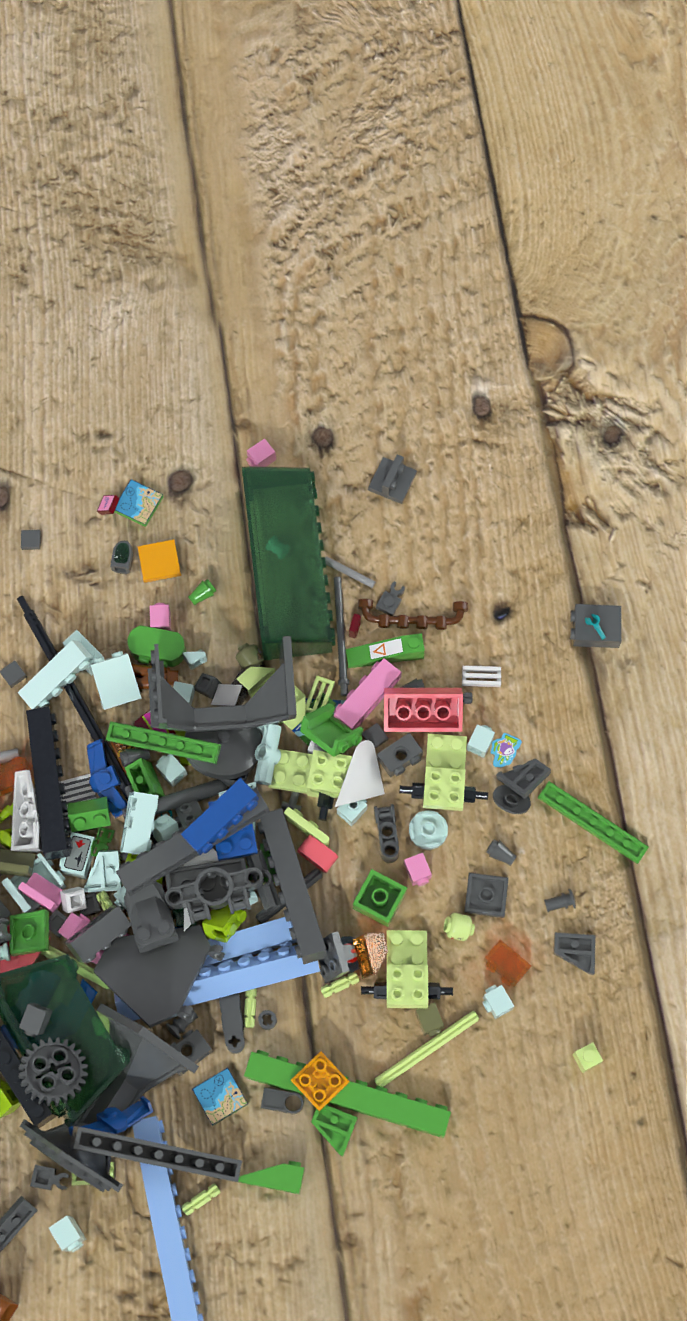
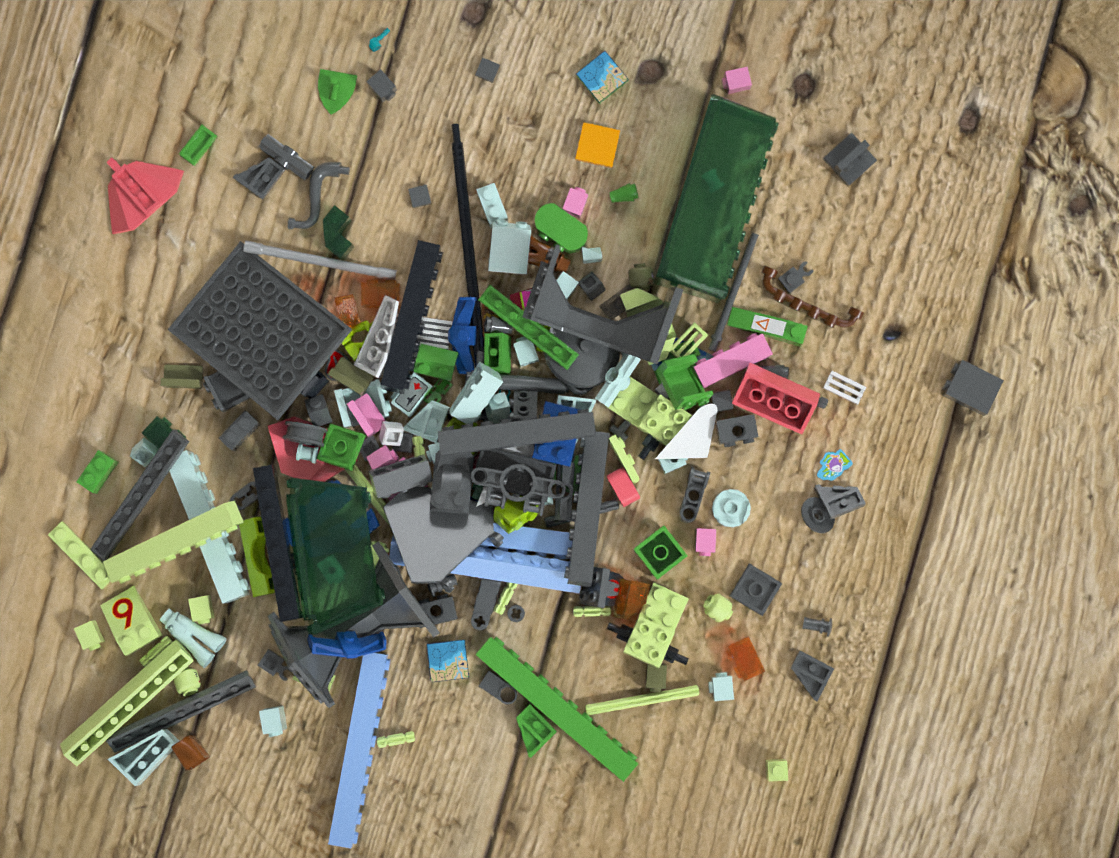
camera: 20 degrees right, 15 degrees up
(35, 1019) = (316, 530): dark grey brick -> none
(55, 675) = (458, 218): light aqua brick -> none
(61, 1087) = (313, 565): dark grey gear -> none
(108, 504) = (573, 67): tile -> none
(122, 557) = (565, 127): rock -> none
(155, 1154) = (372, 690): dark grey brick -> none
(220, 817) = (548, 426): blue brick -> none
(226, 695) = (605, 304): white sticker -> none
(280, 1177) = (470, 752): bright green slope -> none
(320, 1081) = (538, 689): light orange tile -> none
(349, 572) = (768, 232): light grey bar -> none
(355, 625) = (750, 289): dark red tile -> none
(444, 775) = (768, 467): yellowish green piece -> none
(480, 740) = (816, 448): light aqua brick -> none
(500, 852) = (785, 557): dark grey cone -> none
(593, 822) = (881, 567): bright green tile -> none
(596, 619) = (971, 387): teal hand -> none

